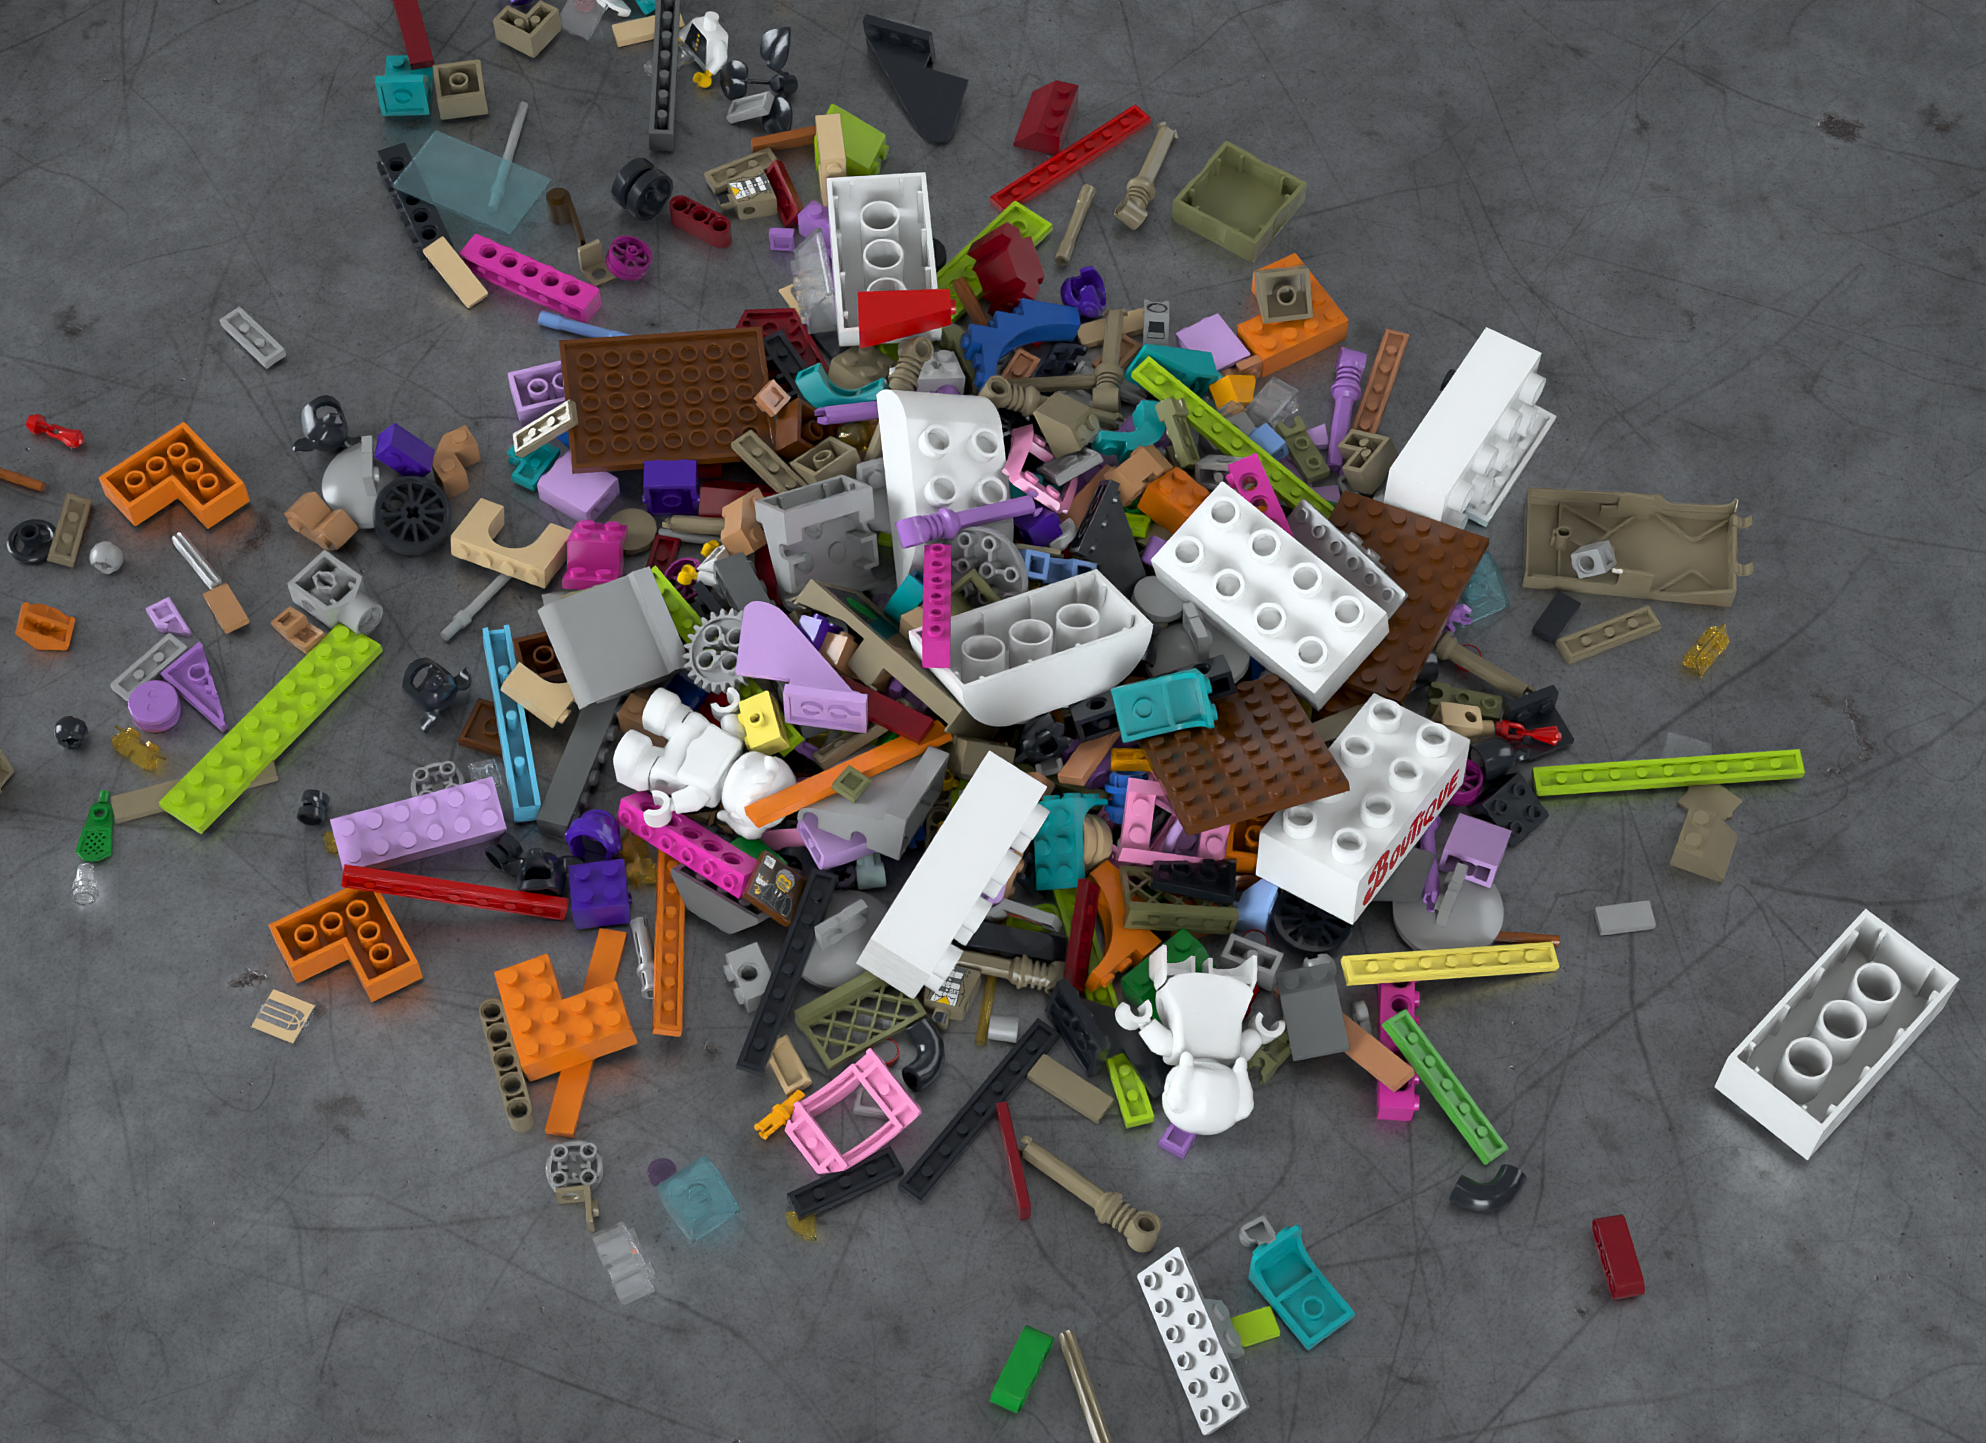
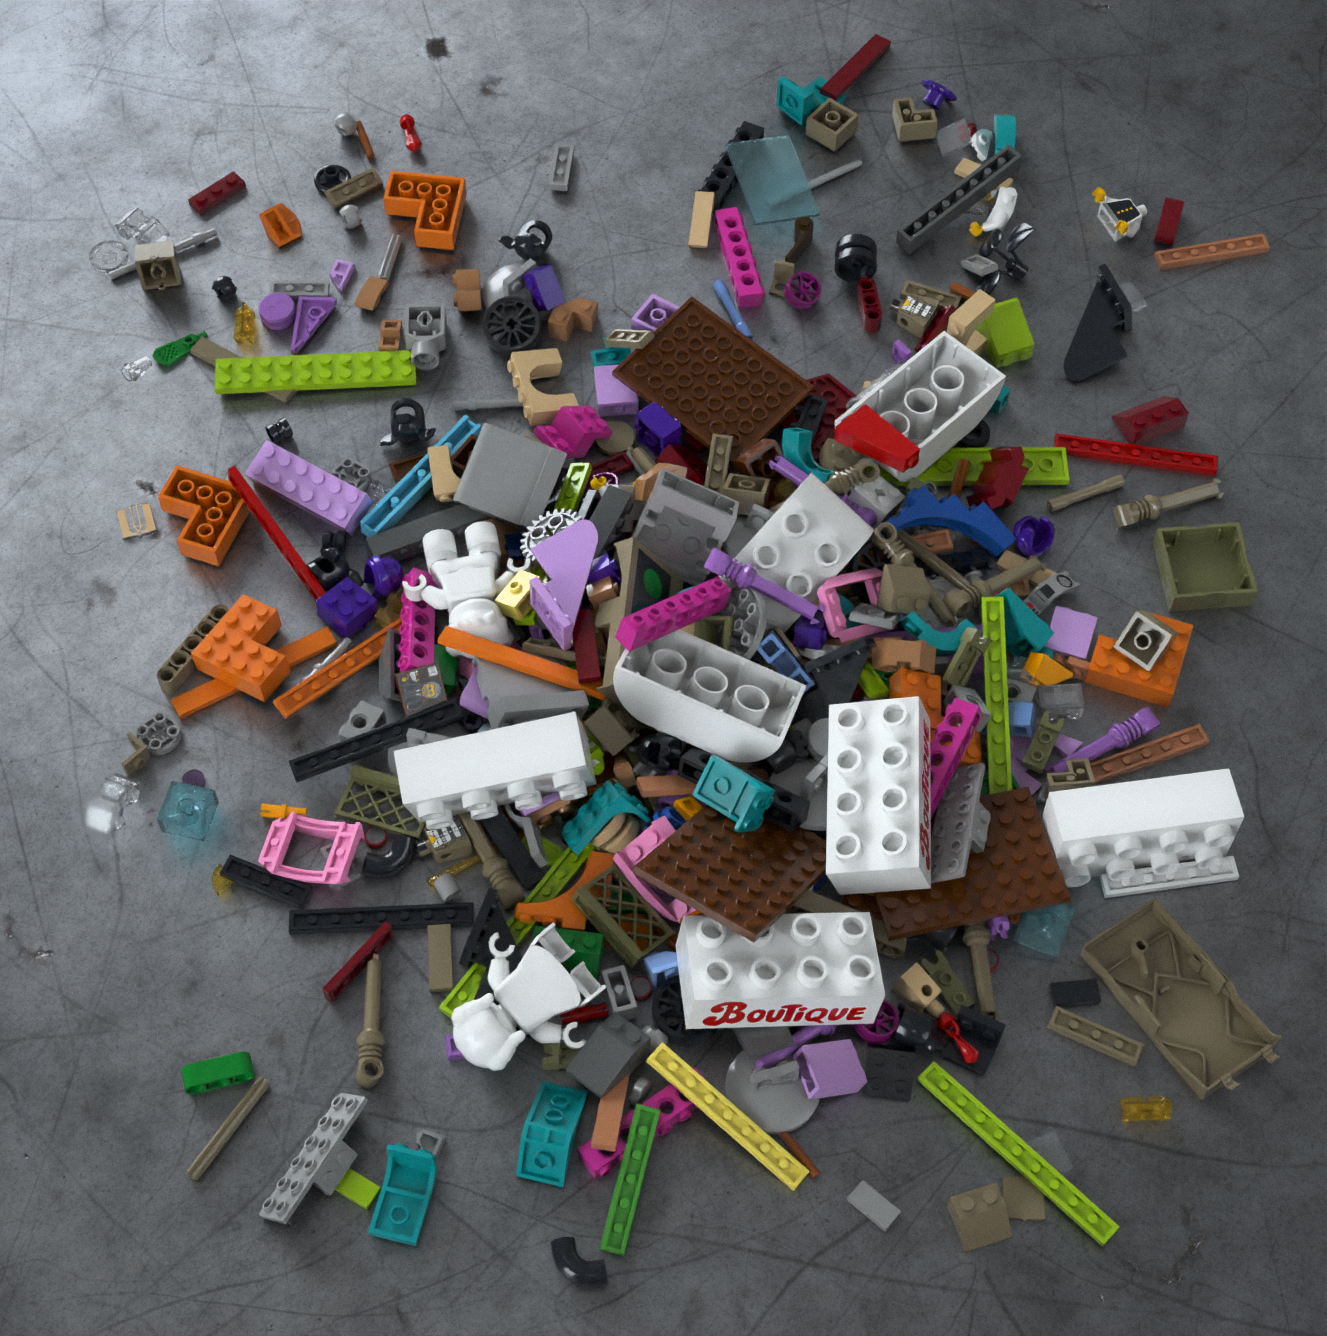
camera: 50 degrees right, 0 degrees up
(771, 398) = (763, 428): nougat tile -> none
(789, 1067) = (320, 792): tan tile -> none
(851, 784) = (511, 667): olive tile -> none
(1081, 934) = (543, 879): dark red tile -> none
(1203, 881) = (644, 917): black wing -> none
(1346, 1117) = (550, 1133): none -> teal bracket
(1600, 553) = (1134, 978): light grey brick -> none

